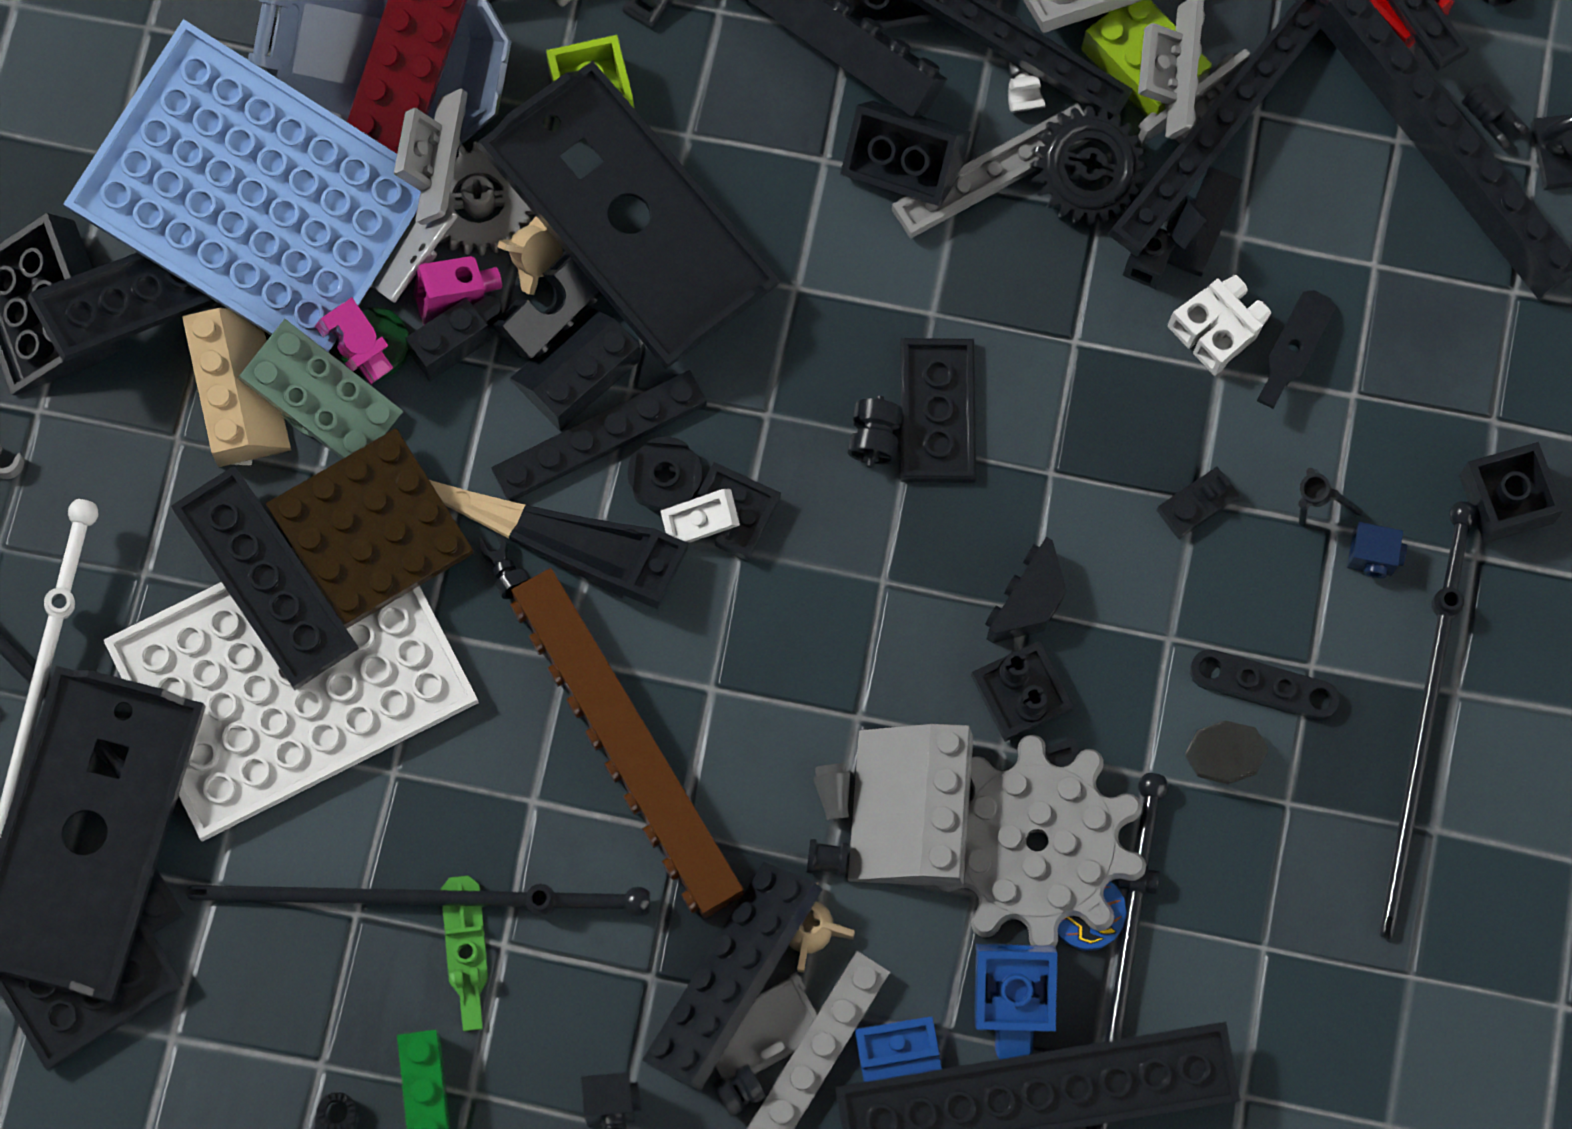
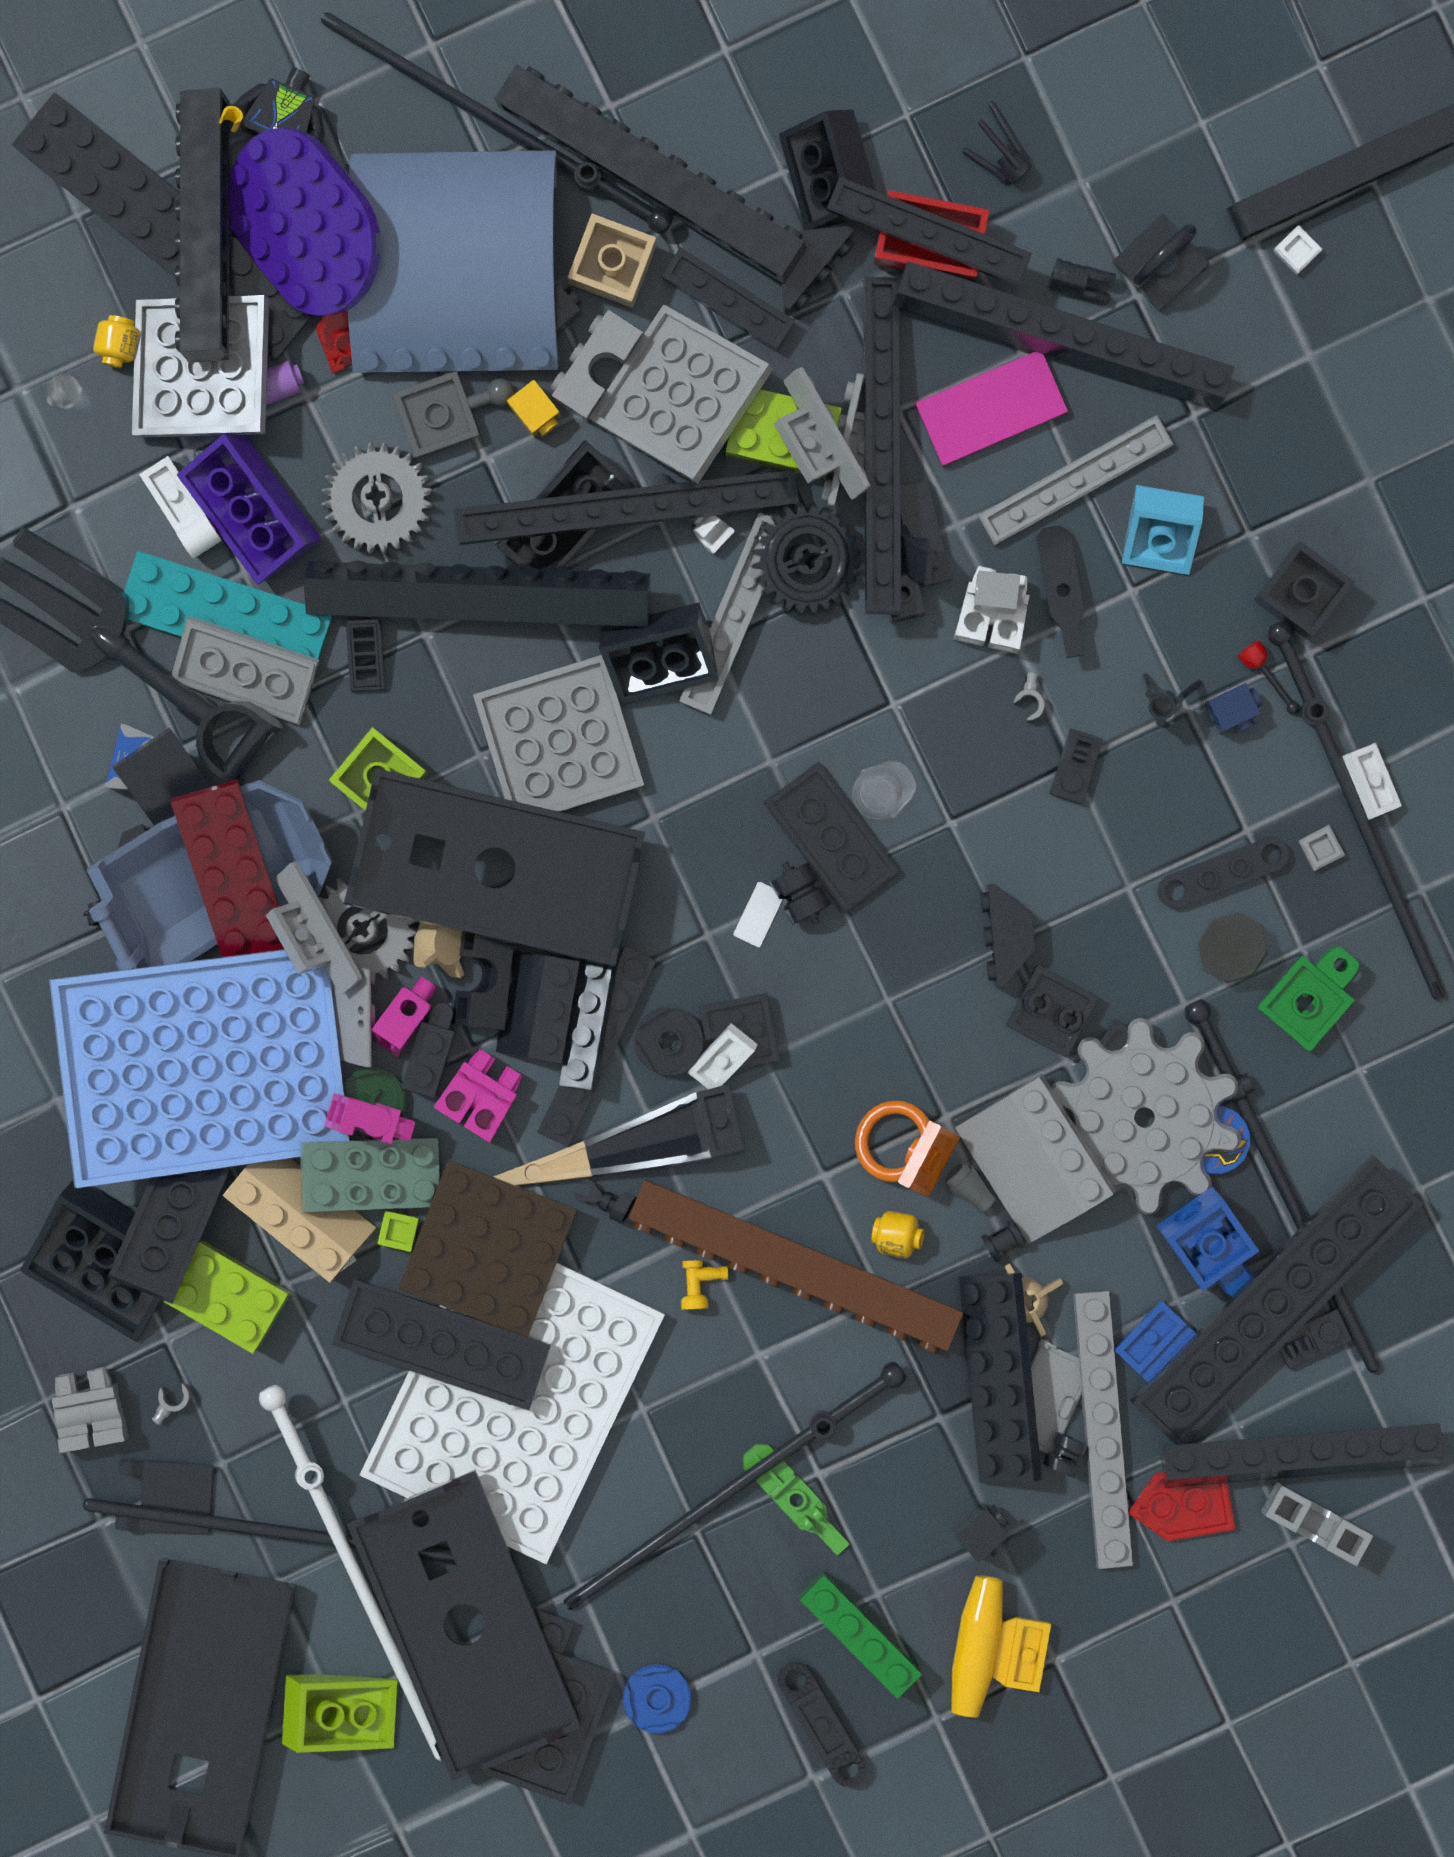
camera: 30 degrees left, 15 degrees up
(117, 408) = (229, 1297): none -> lime brick
(201, 1037) = (657, 1698): none -> blue tile
(305, 460) = (398, 1231): none -> lime plate
(462, 403) = (479, 1092): none -> dark pink hips
(533, 686) = (694, 1274): none -> yellow piece
(615, 400) = (588, 1025): none -> plate
(736, 781) = (897, 1234): none -> yellow head
(769, 163) = (559, 737): none -> light grey plate
(813, 730) = (925, 1156): none -> orange tile
(824, 430) = (758, 915): none -> white sticker
(1012, 404) = (883, 790): none -> clear hat
(1202, 411) = (1030, 689): none -> light grey piece
(1237, 298) = (998, 592): none -> light grey brick
(1286, 843) = (1323, 984): none -> green plate
(1340, 163) = (991, 408): none -> dark pink tile
(1369, 727) = (1321, 848): none -> light grey tile
(1371, 271) = (1075, 480): none -> light grey tile
(1419, 359) = (1163, 529): none -> medium azure slope
(1427, 521) = (1254, 657): none -> hinge
(1457, 699) = (1372, 781): none -> white plate

